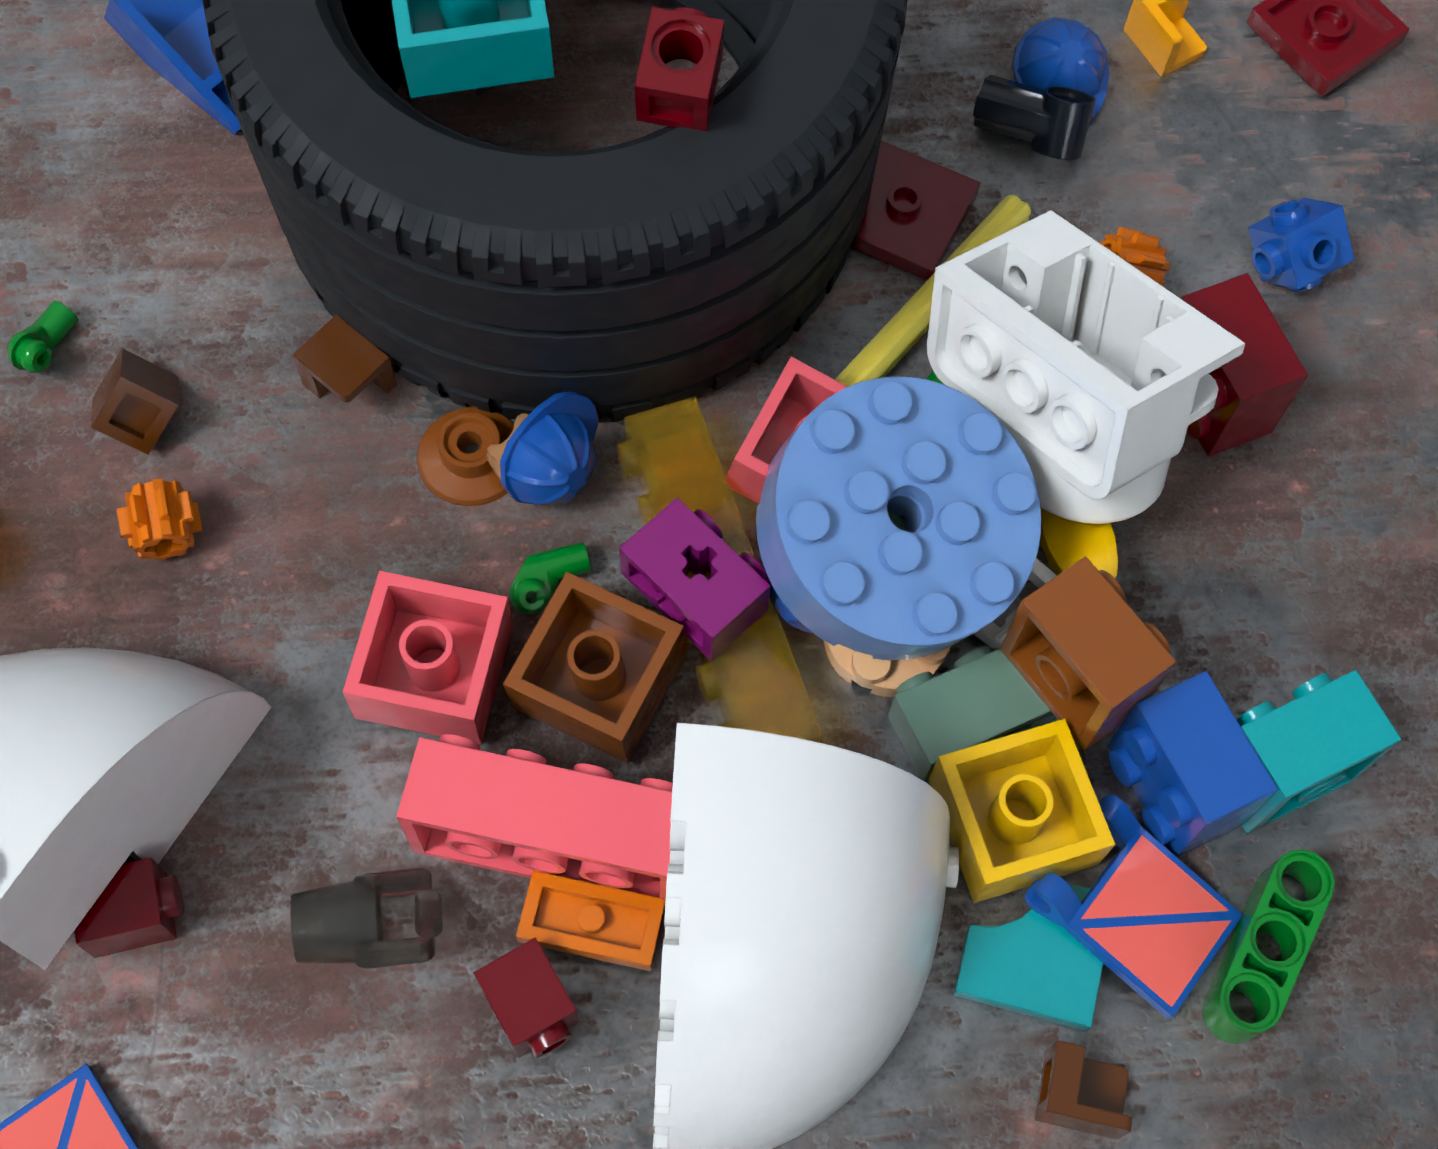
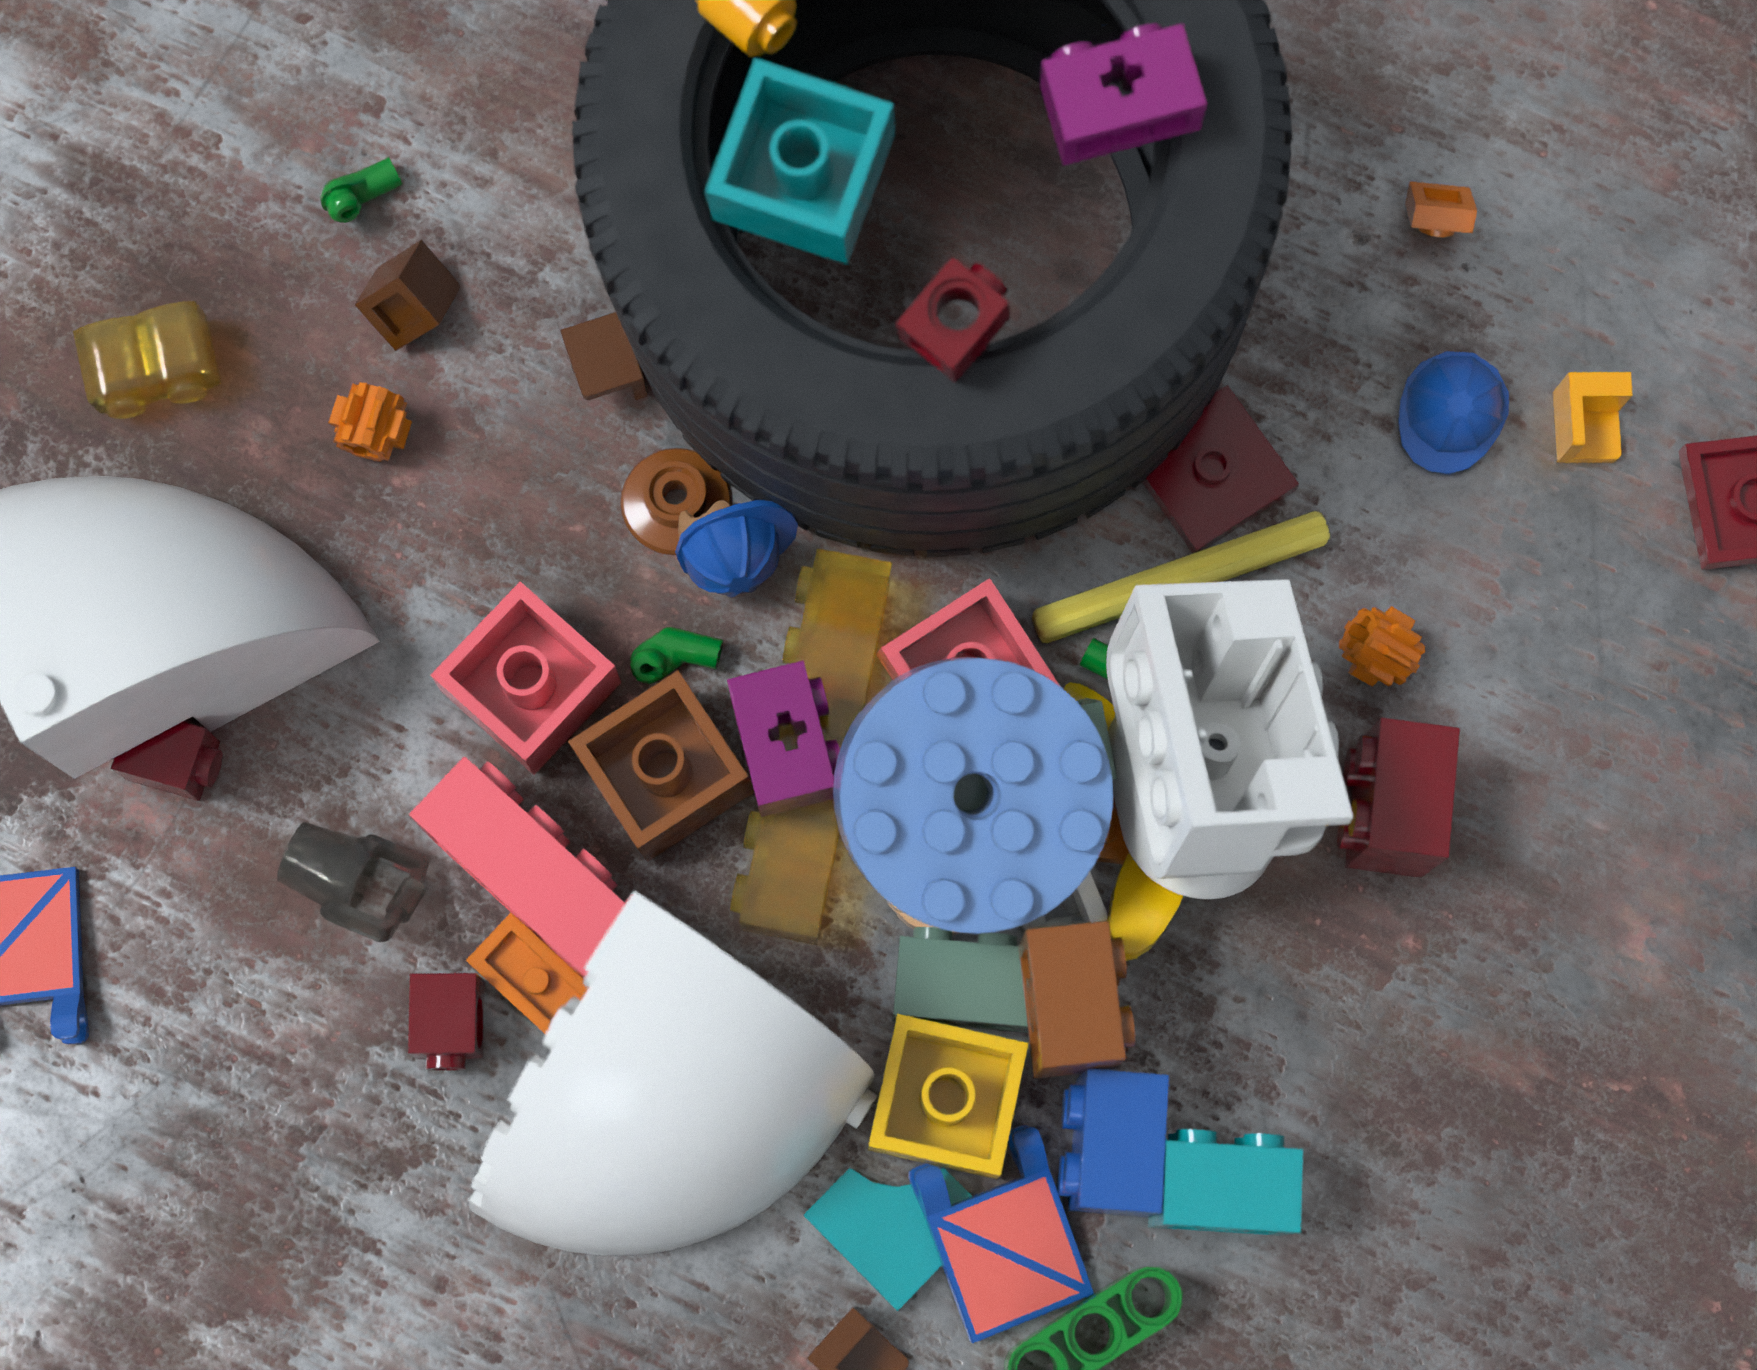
camera: 30 degrees right, 10 degrees up
(1049, 118) = (1405, 456): black piece -> none
(1300, 243) = (1561, 713): blue brick -> none

